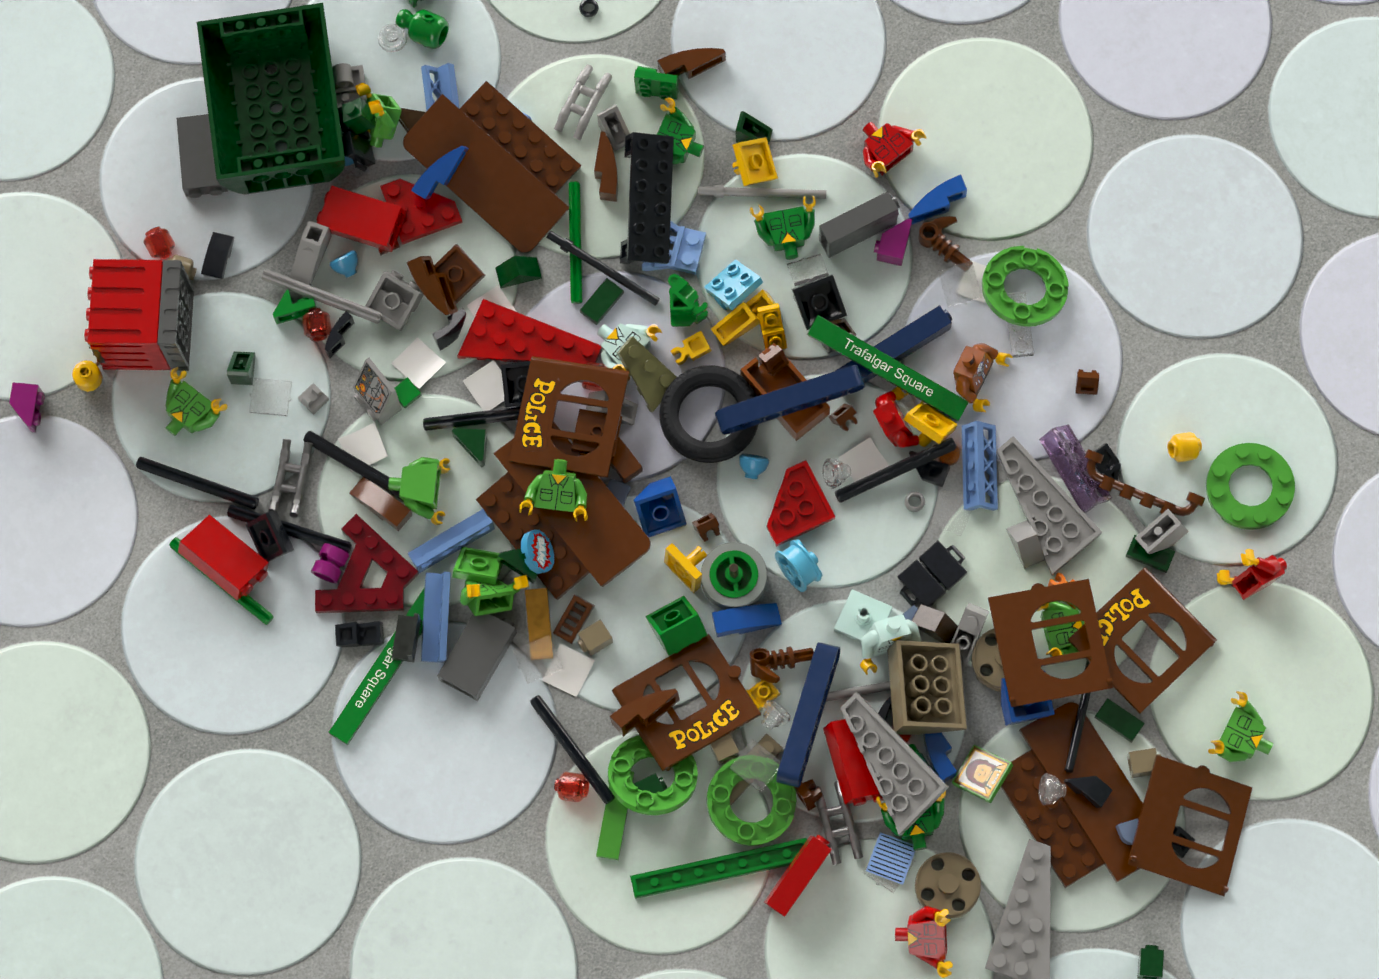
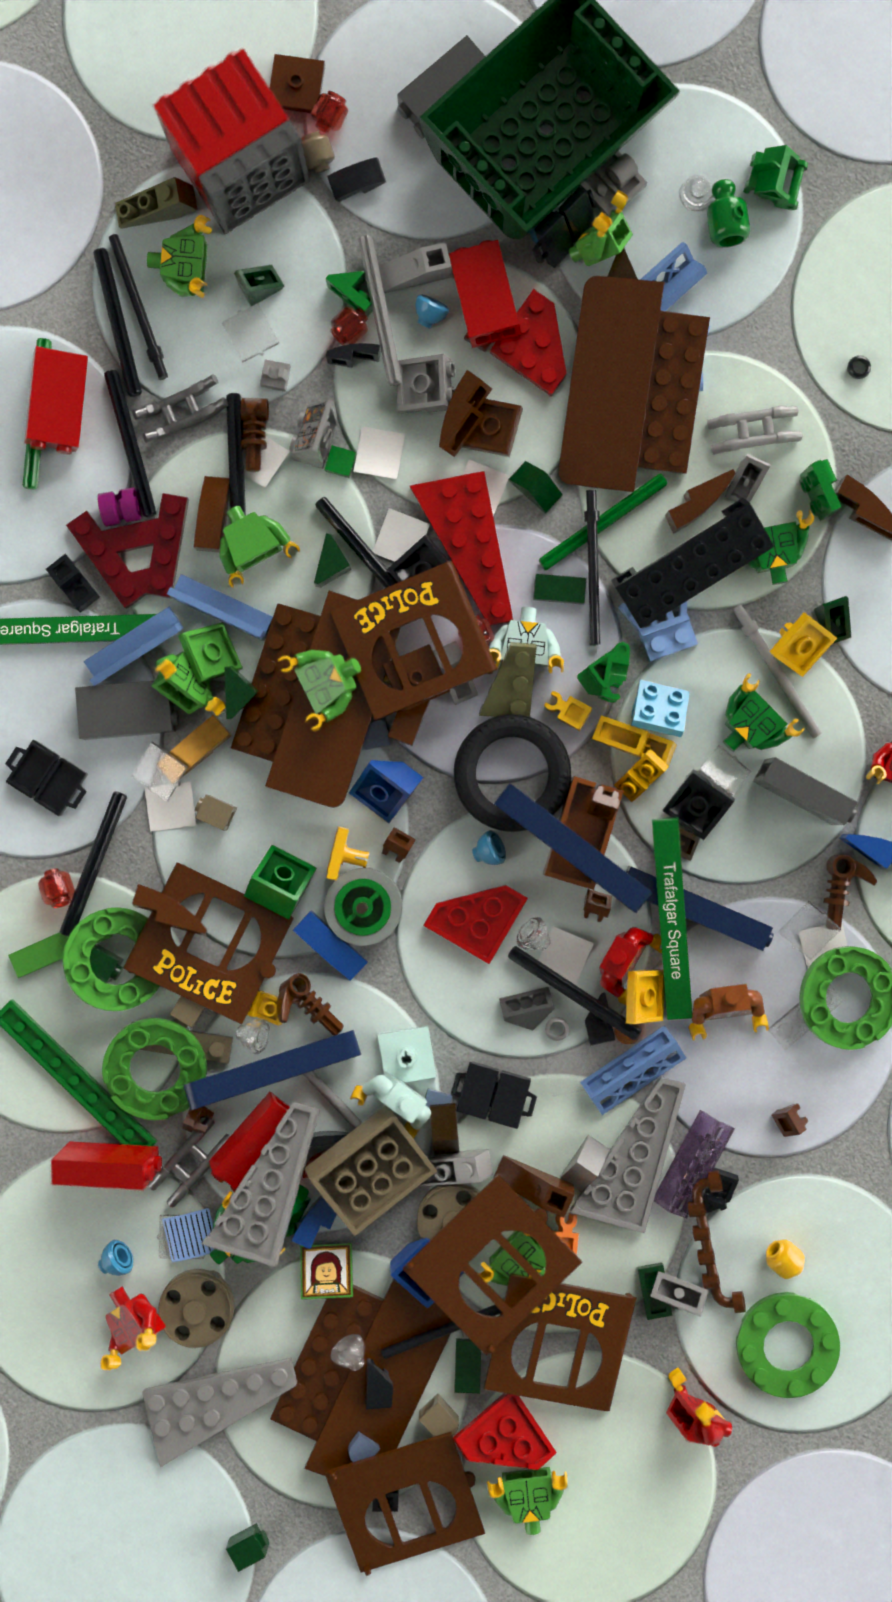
camera: 50 degrees right, 15 degrees up
(26, 402) = (82, 101): magenta slope -> none
(87, 376) = (148, 138): yellow head -> none
(121, 245) = (296, 82): none -> reddish brown plate
(135, 402) = (156, 204): none -> olive slope
(237, 471) = (154, 352): none -> black bar
(269, 536) = (108, 431): black slope -> none
(332, 428) = (255, 413): none -> reddish brown piece
(358, 116) = (582, 212): dark green brick -> none
(406, 638) = (94, 631): pearl dark grey panel -> none
(439, 172) = (580, 337): blue slope -> none
(451, 332) = (427, 463): black slope -> none
(495, 740) = (36, 772): none -> black piece
(538, 551) = (255, 702): tile -> none
(571, 607) = (244, 778): reddish brown slope -> none
(755, 765) = (188, 1053): clear piece -> none
(798, 565) = (413, 963): medium azure wheel -> none
(872, 922) = (116, 1259): none -> dark azure brick
(886, 511) = (527, 1008): none -> dark grey slope
(893, 243) = (808, 838): magenta slope -> none
(1021, 580) = (537, 1186): none -> reddish brown slope
(1186, 721) = (505, 1436): none -> red plate

